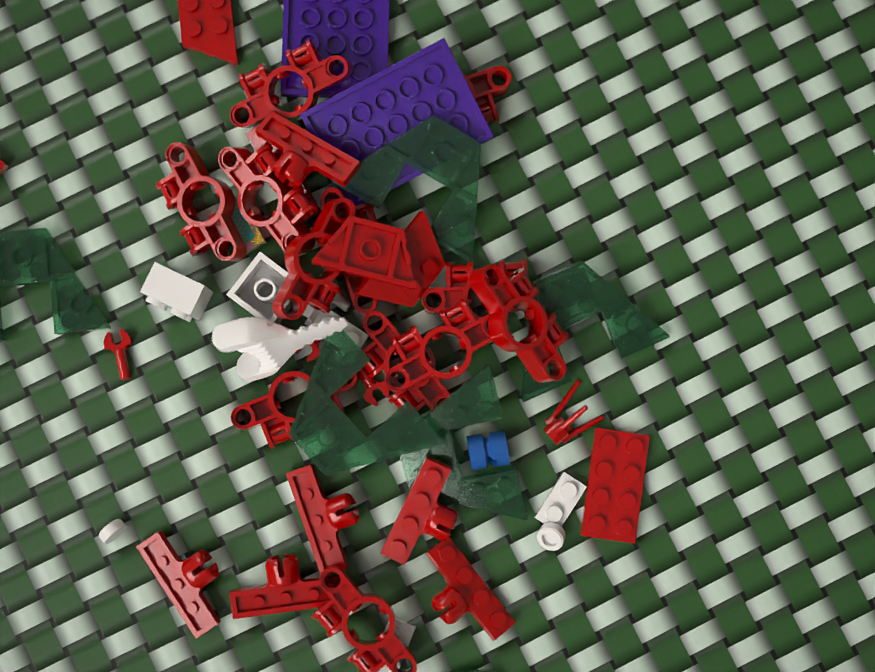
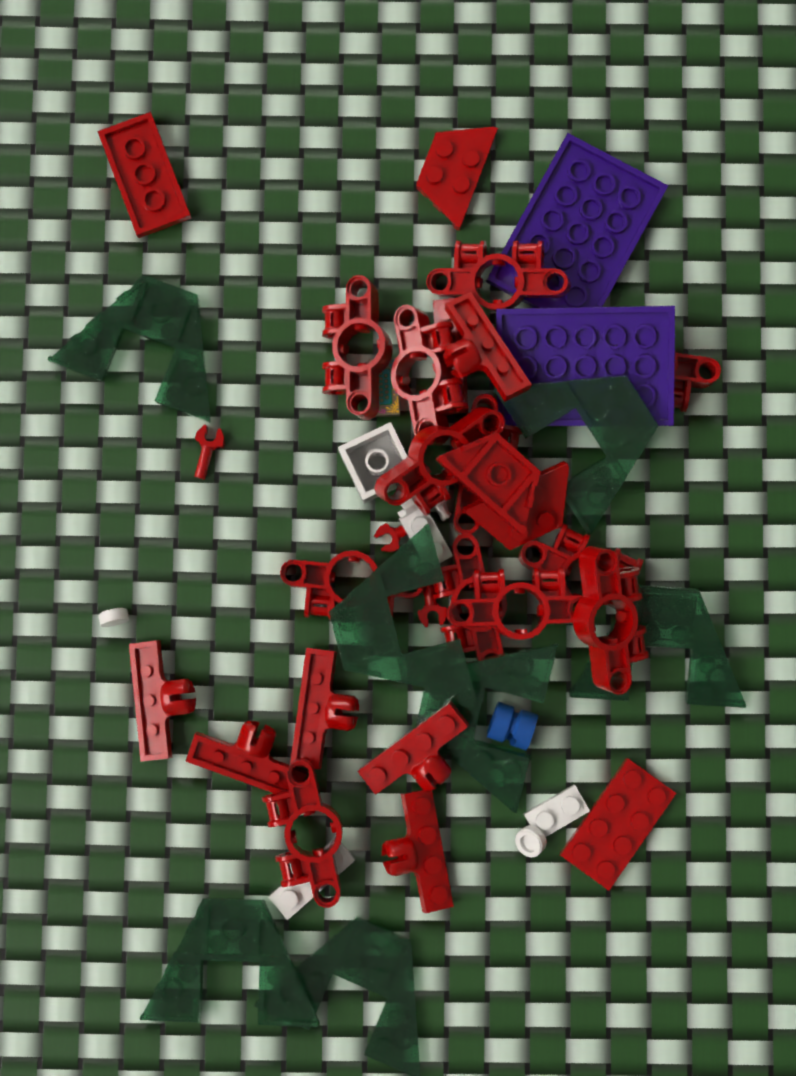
camera: 30 degrees right, 0 degrees up
(170, 289) = (291, 419): white brick -> none
(266, 343) = (352, 514): white animal -> none
(559, 429) = (591, 741): red plant -> none

